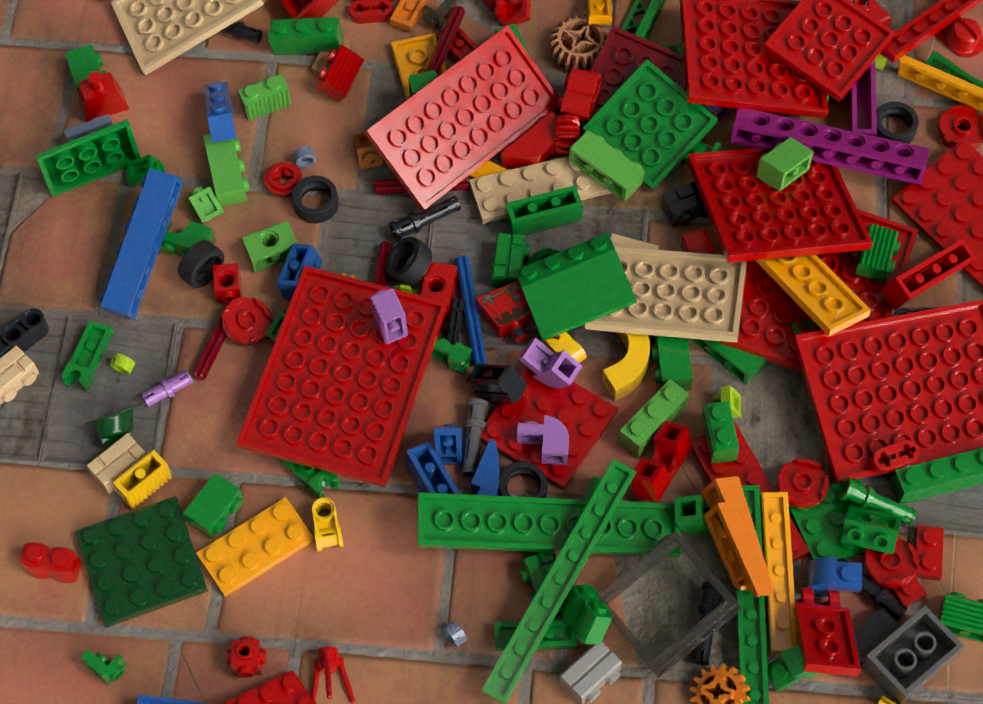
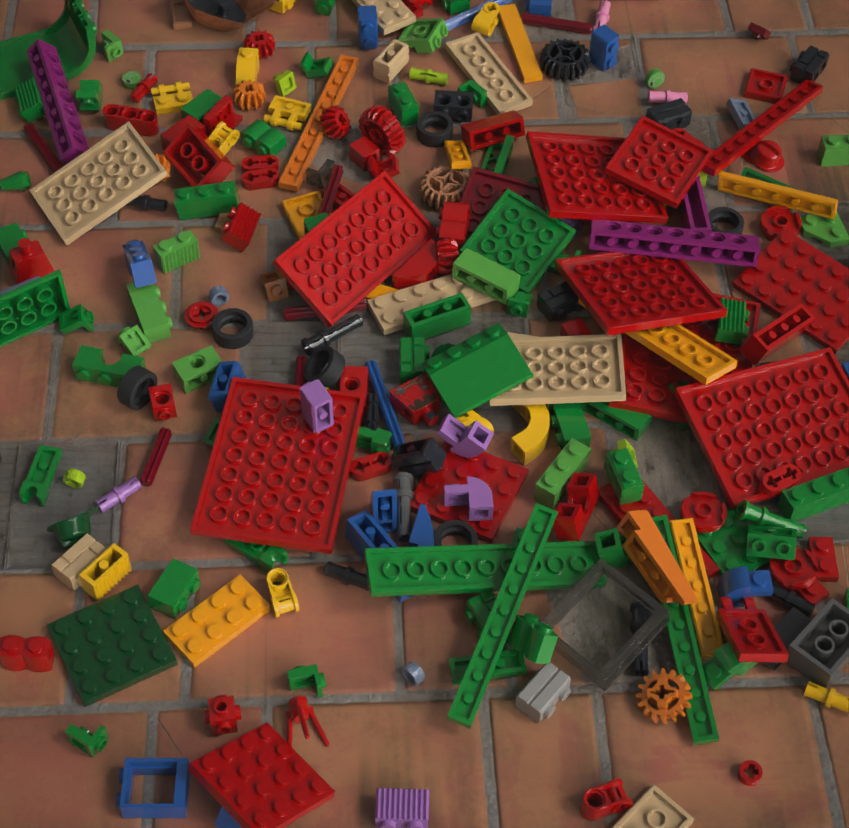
camera: 10 degrees left, 10 degrees down
(141, 244) = (81, 375): blue brick -> none
(246, 320) = (183, 431): red tile -> none
(339, 623) = (305, 677): none -> green bracket
(400, 511) = (346, 575): none -> black pin
(444, 384) = (370, 466): none -> red beam
(641, 201) = (519, 304): none -> green bracket
(784, 163) = (639, 257): bright green brick -> none

